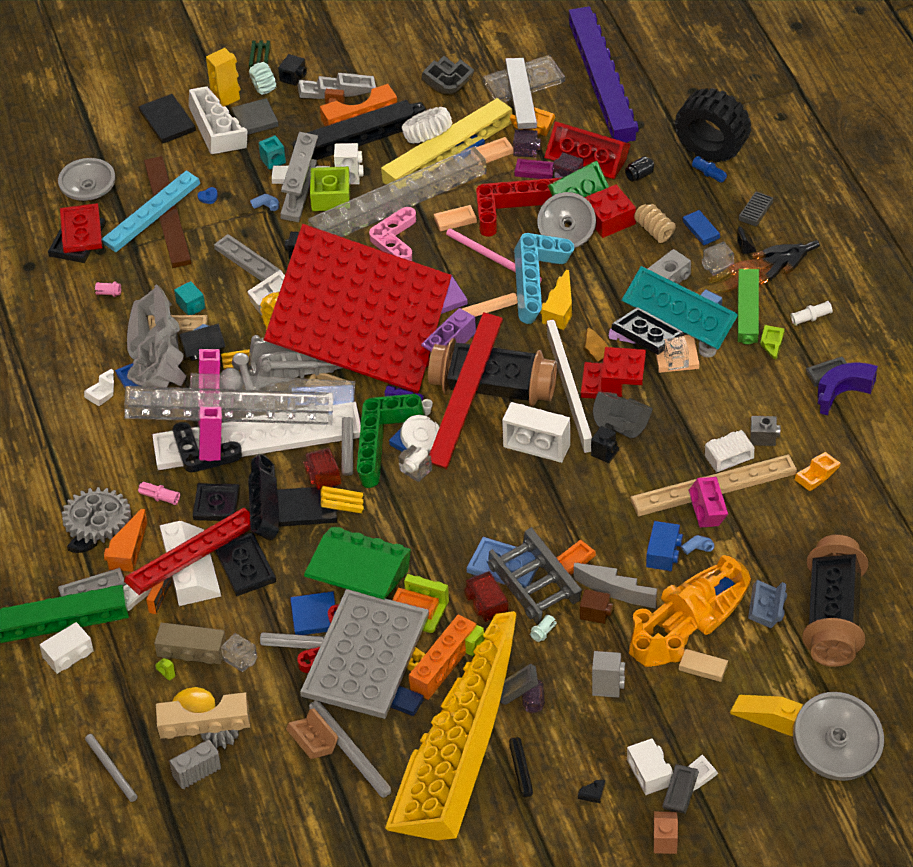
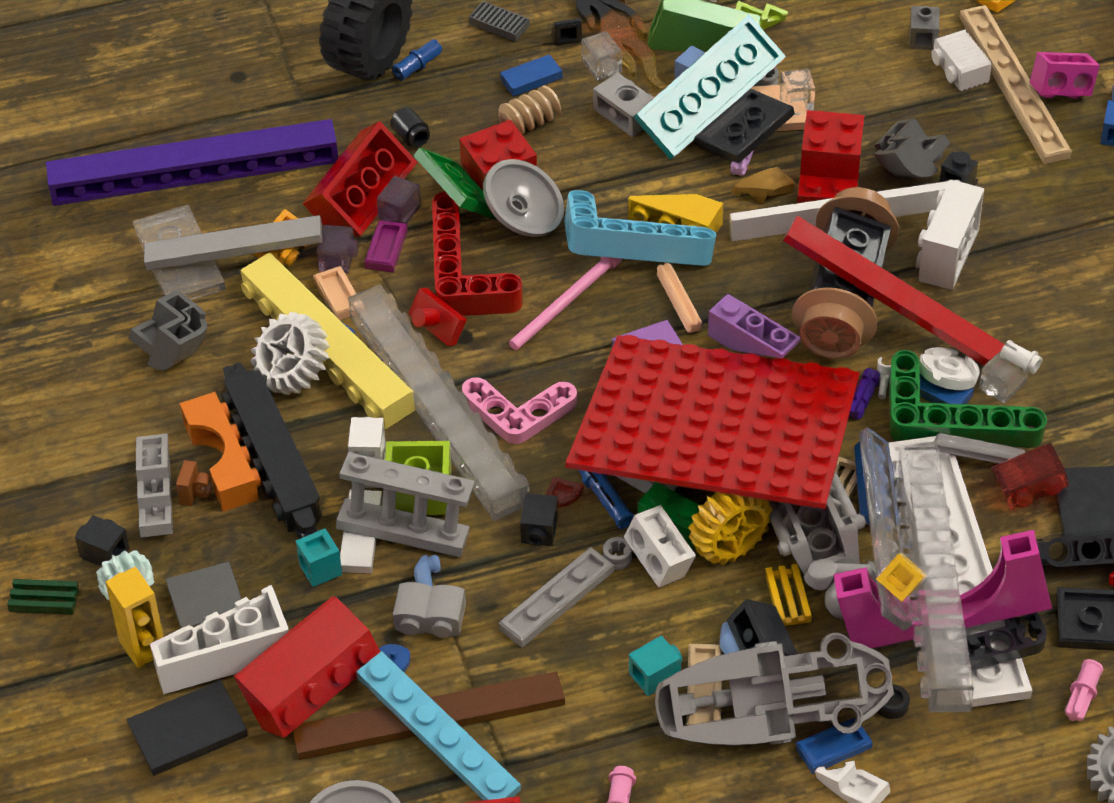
camera: 90 degrees left, 0 degrees up
(190, 151) = (306, 667): none -> red slope
(206, 365) = (901, 577): none -> yellow brick
(236, 203) = (429, 609): none -> light grey brick
(340, 497) = (1082, 447): yellow tile -> none
(455, 218) = (484, 338): light nougat tile -> none
(464, 189) = (437, 317): none -> red tile

